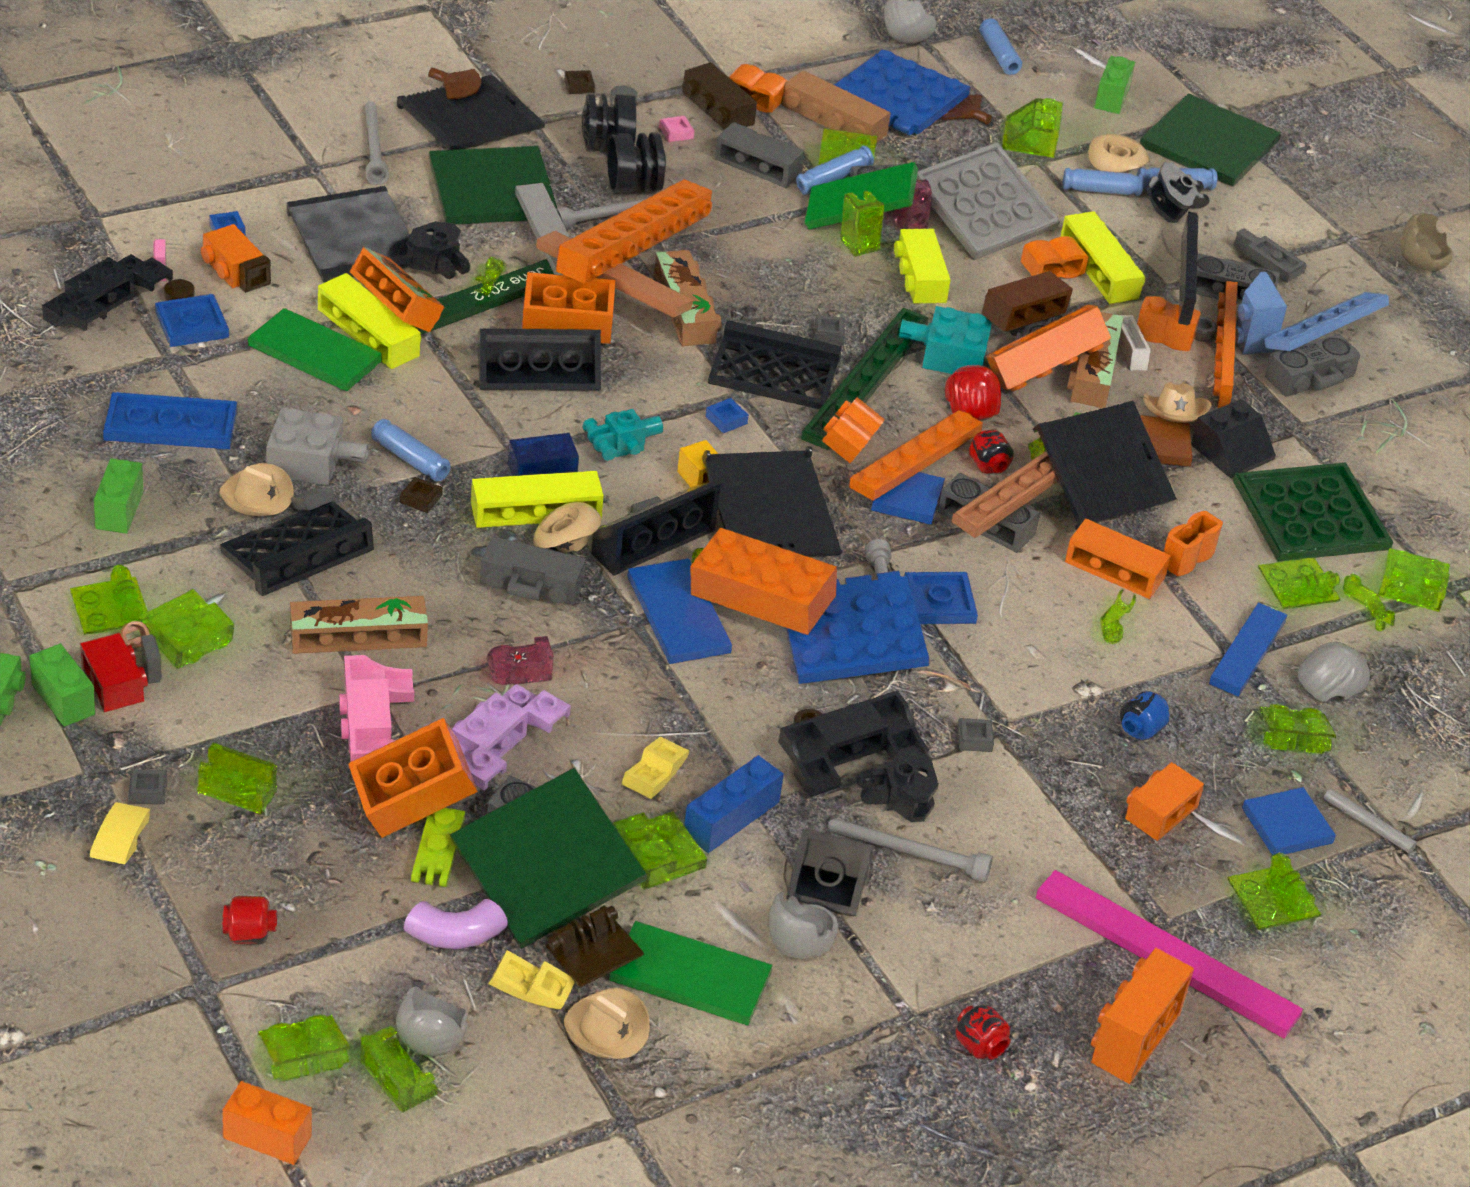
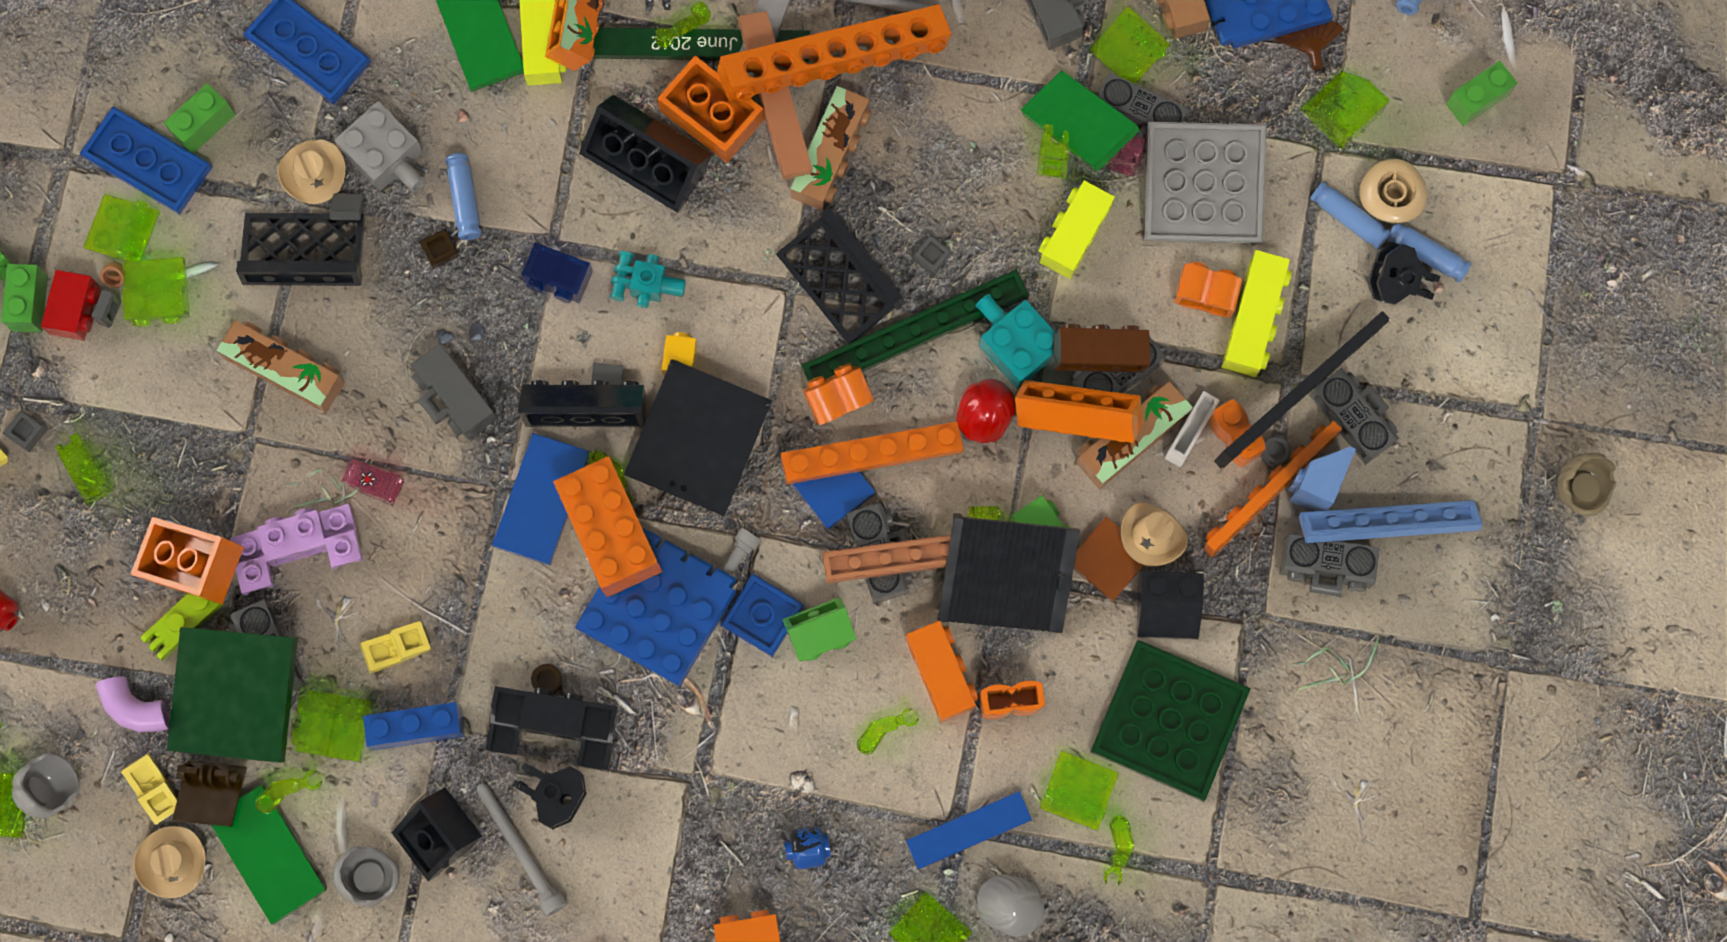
camera: 40 degrees right, 35 degrees up
(86, 551) = (146, 160): none -> blue tile
(367, 703) = (216, 467): bright pink bracket -> none
(531, 497) = (518, 313): neon yellow brick -> none
(567, 527) = (508, 366): tan hat -> none
(658, 913) = (280, 789): none -> clear neon green arm
(727, 415) = (751, 310): blue plate -> none
(834, 169) = (1097, 63): medium blue axle -> none
(975, 735) = (666, 772): dark grey tile -> none
(991, 452) = (940, 487): head -> none
(999, 573) = (819, 630): none -> bright green brick
(1210, 137) = (1518, 214): dark green tile -> none
(1269, 255) = (1424, 403): dark grey hinge -> none
(1414, 579) = (1185, 850): clear neon green plate -> none

